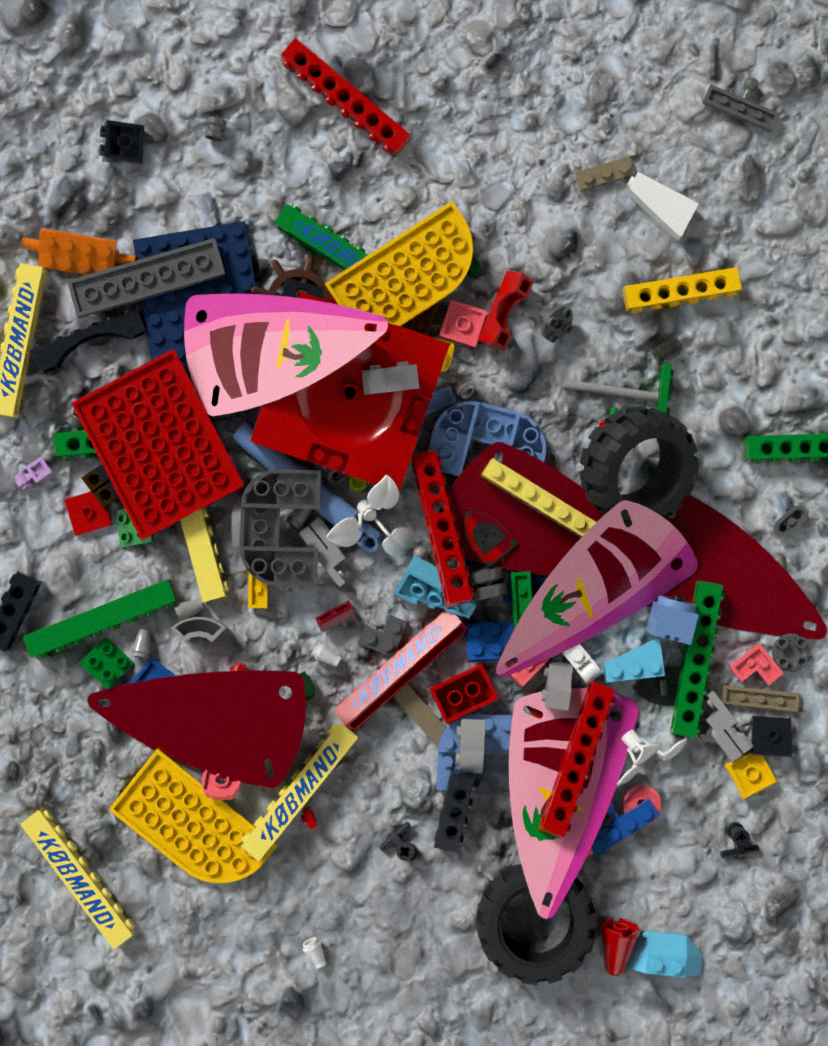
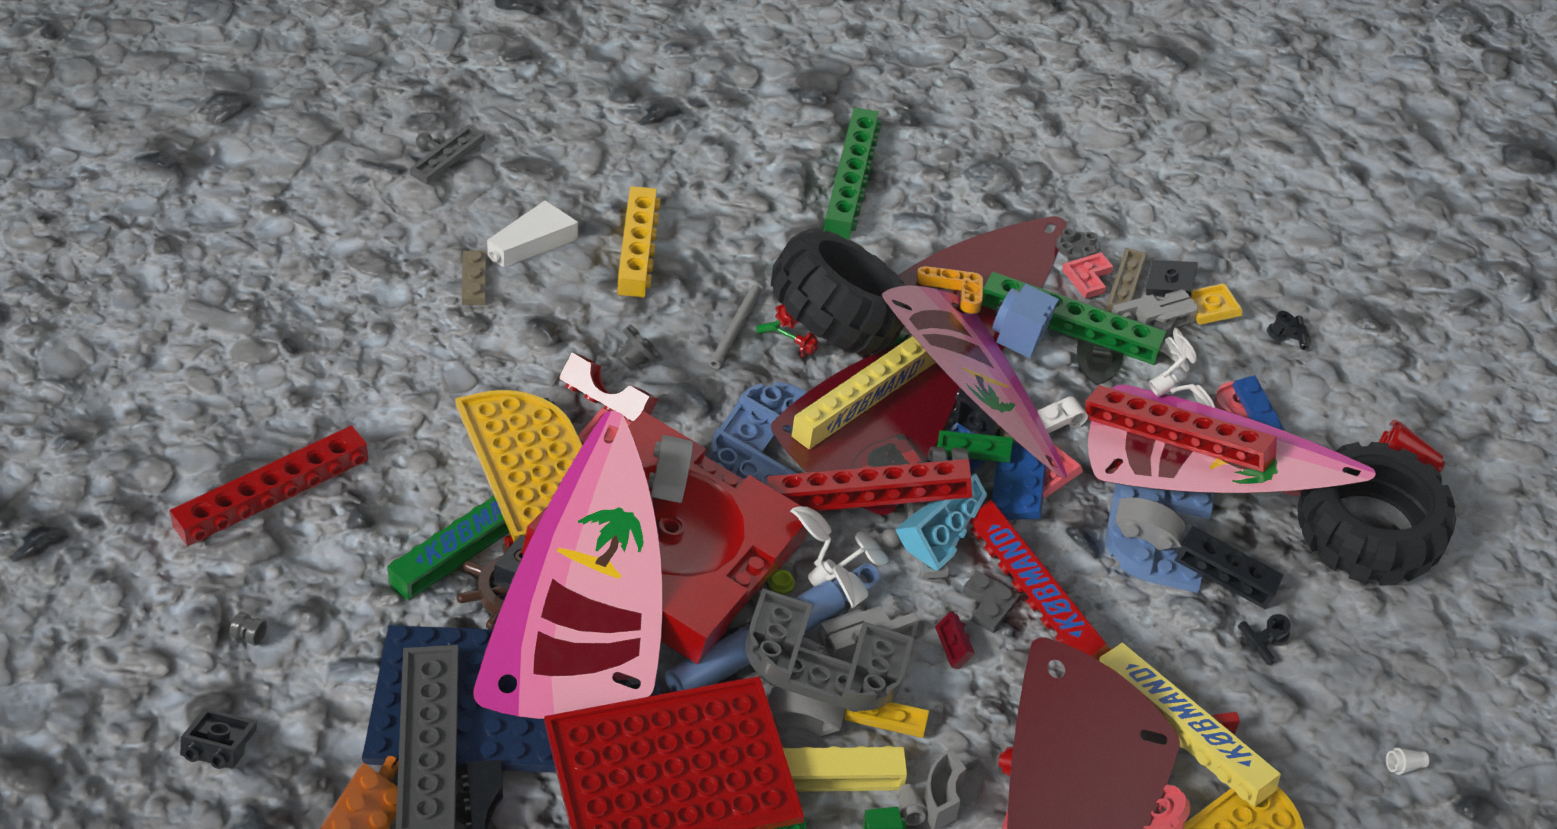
camera: 80 degrees left, 40 degrees down
(325, 654) = (1002, 665): white cone -> none
(420, 713) = (1101, 584): dark tan tile -> none
(463, 693) = (1080, 528): red brick -> none
(558, 685) = (1086, 437): light grey brick -> none
(636, 664) = (1069, 364): medium azure wedge -> none
(664, 391) = (745, 277): green plate -> none
(665, 955) = (1422, 413): medium azure wedge -> none
(667, 351) = (704, 267): clear smoke brick -> none
(708, 566) = (968, 282): none -> light orange beam
(790, 523) = (929, 214): dark grey plate -> none

